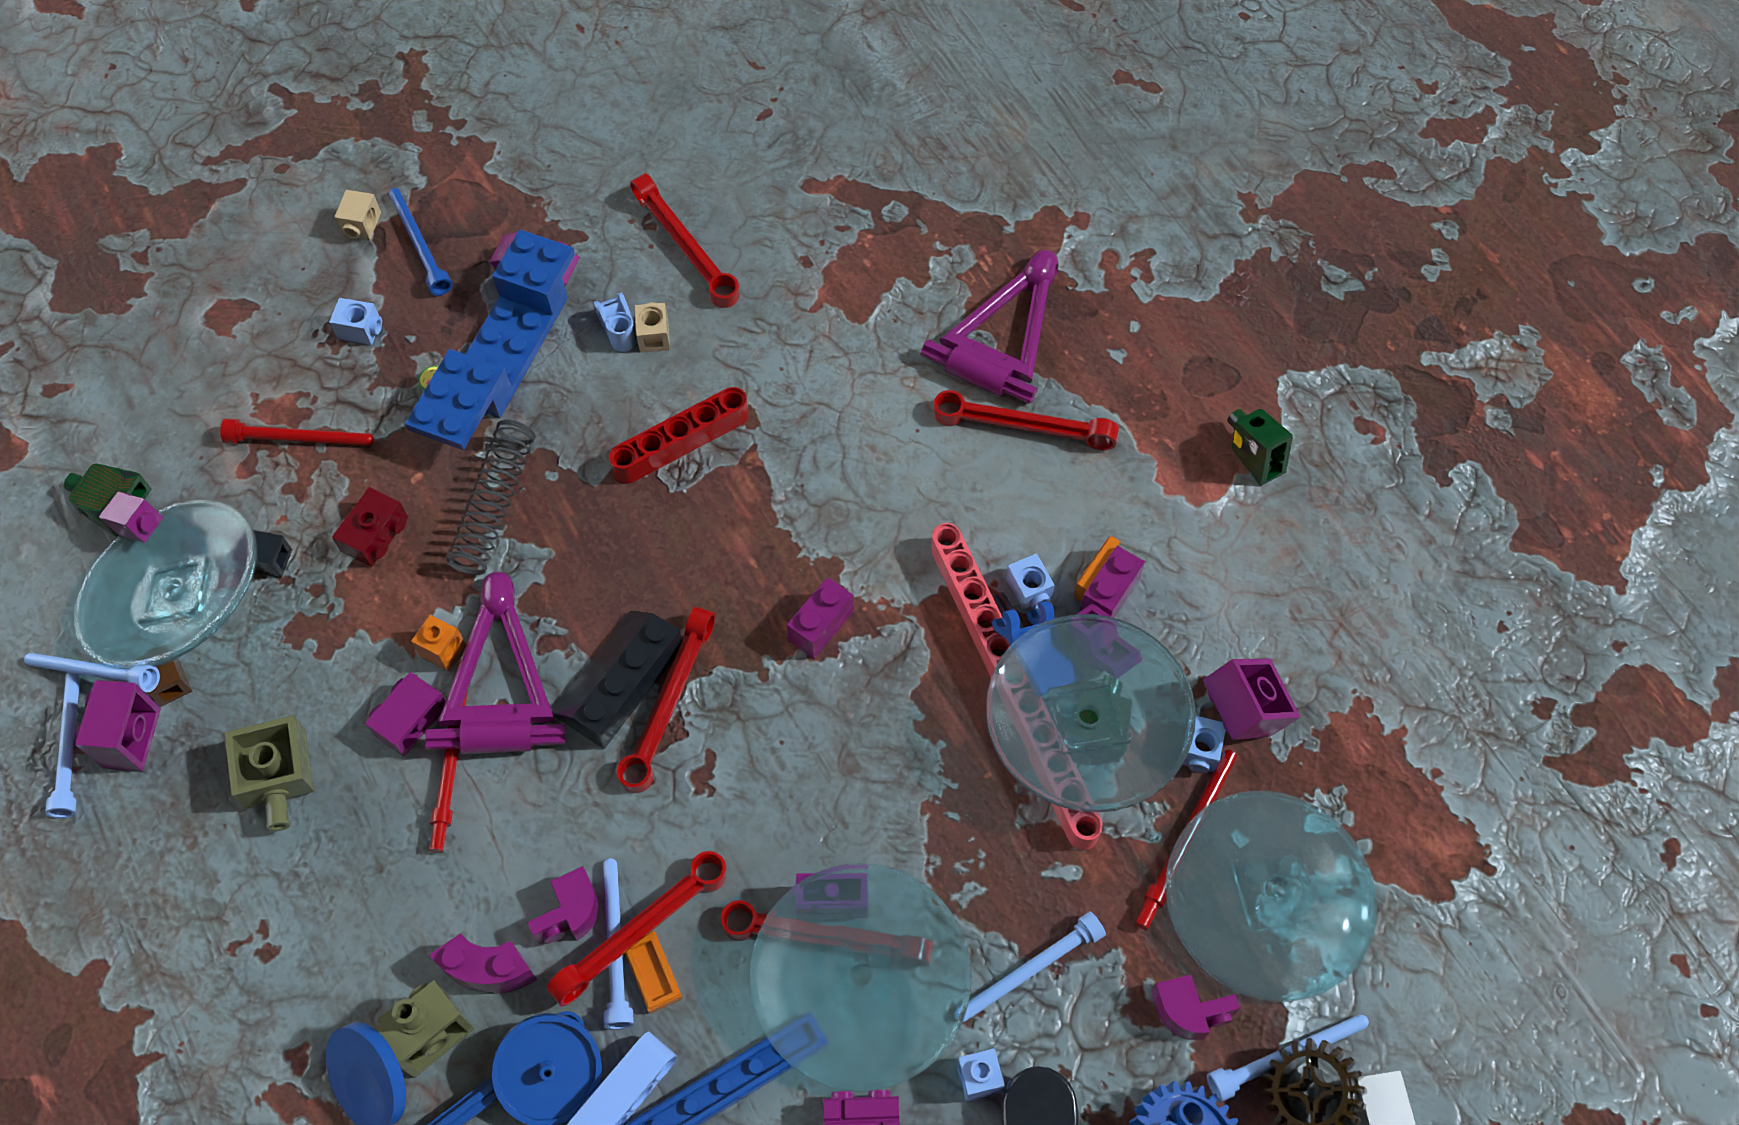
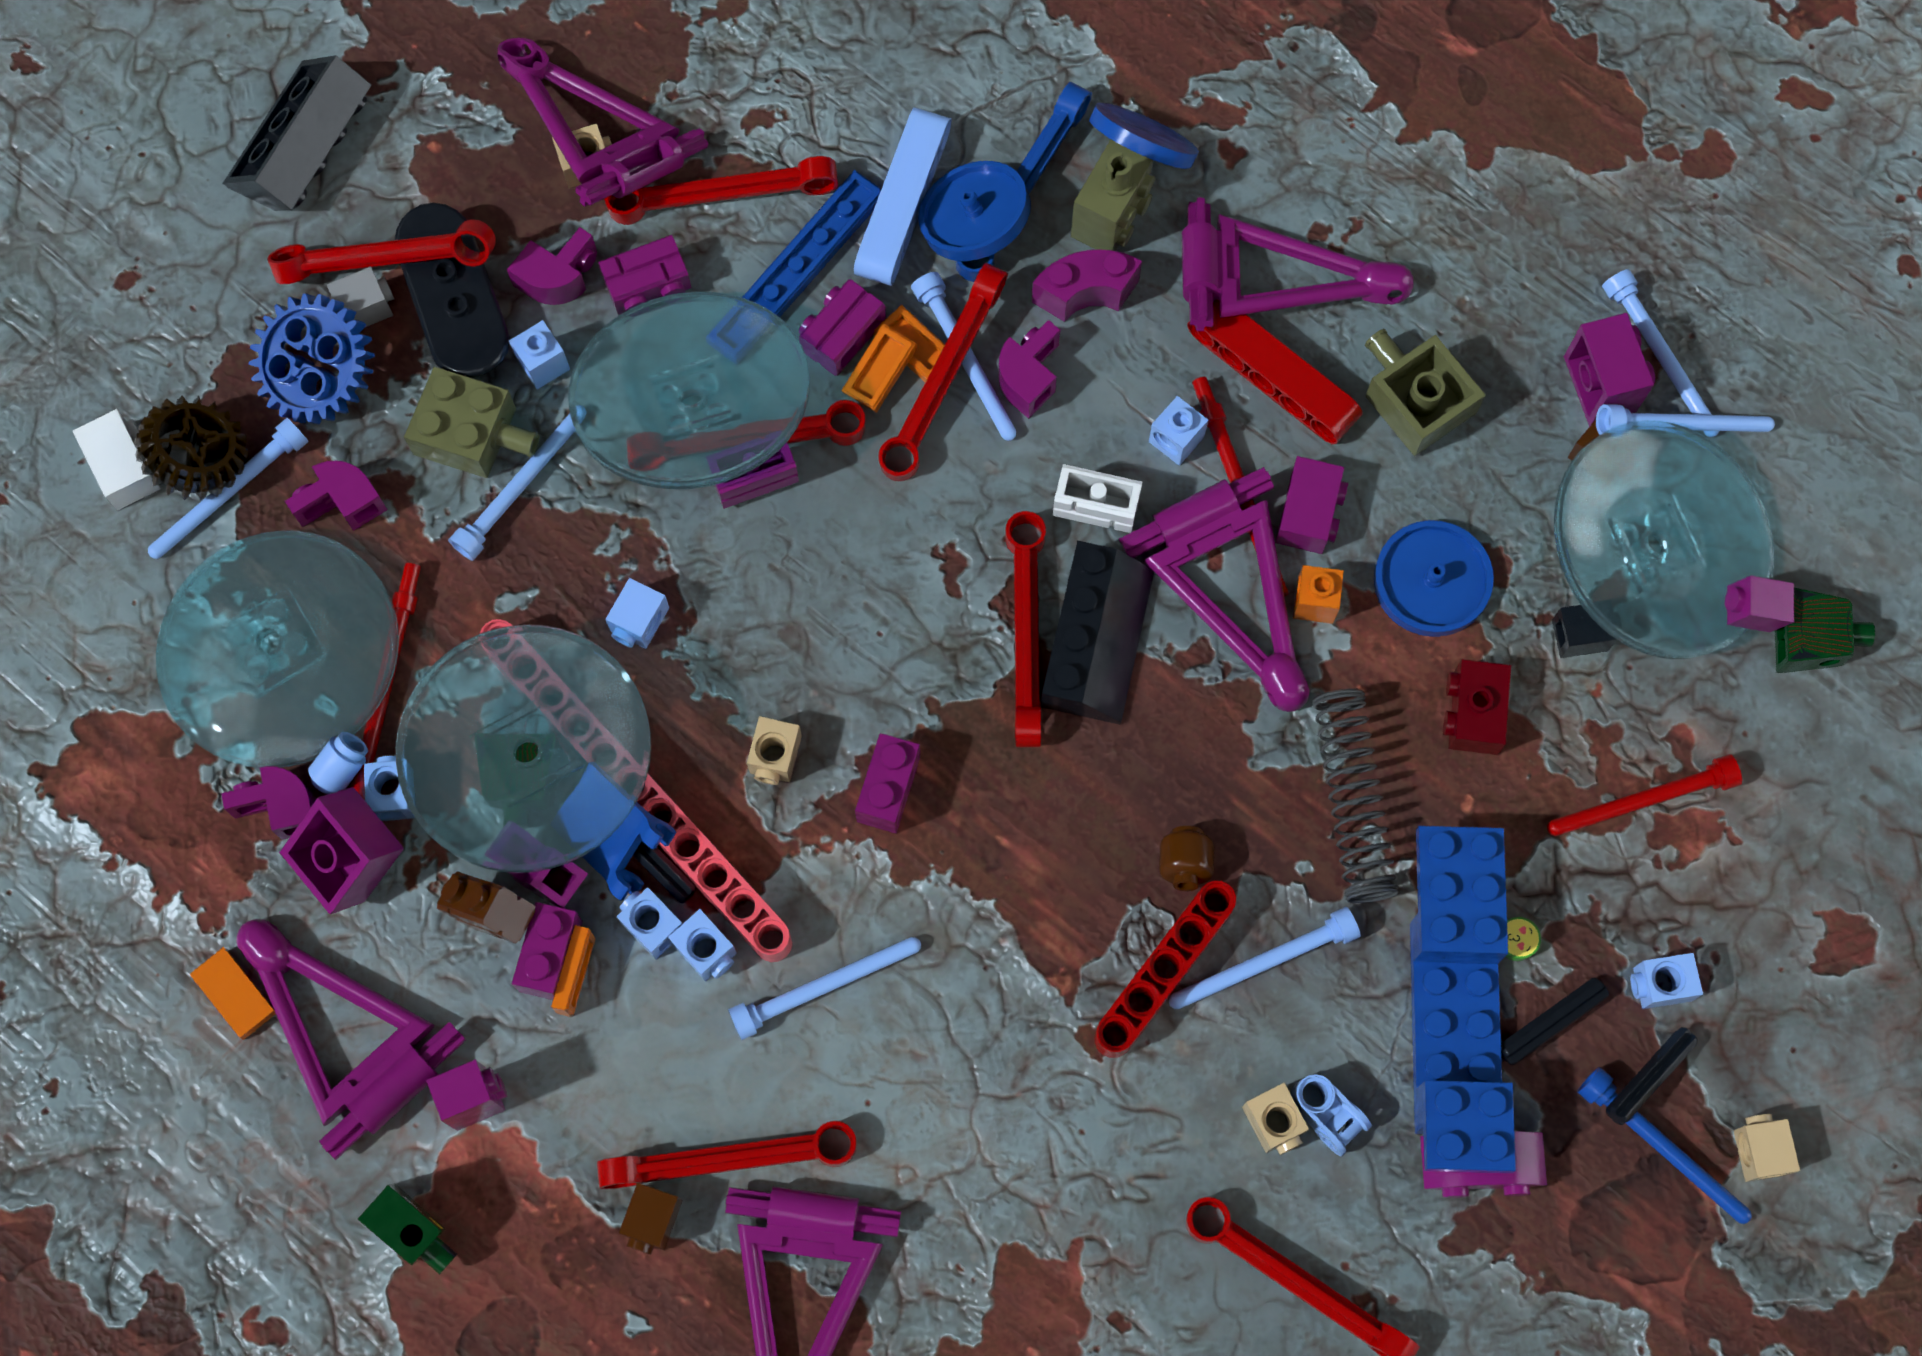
camera: 160 degrees right, 10 degrees up
(347, 633) = (1433, 578): none -> blue piece
(371, 938) = (1213, 270): none -> magenta piece
(372, 836) = (1280, 374): none -> red beam
(400, 273) = (1651, 1076): none -> black axle
(441, 327) = (1553, 1021): none -> black axle
(475, 807) = (1178, 430): none -> light blue brick
(551, 424) = (1338, 928): none -> light blue piece
(566, 771) = (1097, 498): none -> white brick
(629, 498) = (1186, 858): none -> reddish brown head
(691, 956) = (879, 368): none -> orange tile
(708, 1005) = (841, 326): none -> magenta brick
(895, 685) = (774, 733): none -> tan brick
(968, 814) = (636, 614): none -> light blue brick
(979, 501) = (750, 1017): none -> light blue piece
(995, 566) = (693, 931): none -> light blue brick
(1063, 1030) = (465, 424): none -> olive brick
(1089, 399) = (650, 1218): none -> reddish brown brick
(1150, 612) = (486, 907): none -> reddish brown brick
(1196, 504) = (467, 1094): none -> magenta brick
(1240, 775) = (338, 763): none -> light blue brick
(1257, 543) = (382, 1080): none -> magenta piece
(1289, 771) = (279, 793): none -> magenta brick
(1354, 642) = (233, 993): none -> orange tile

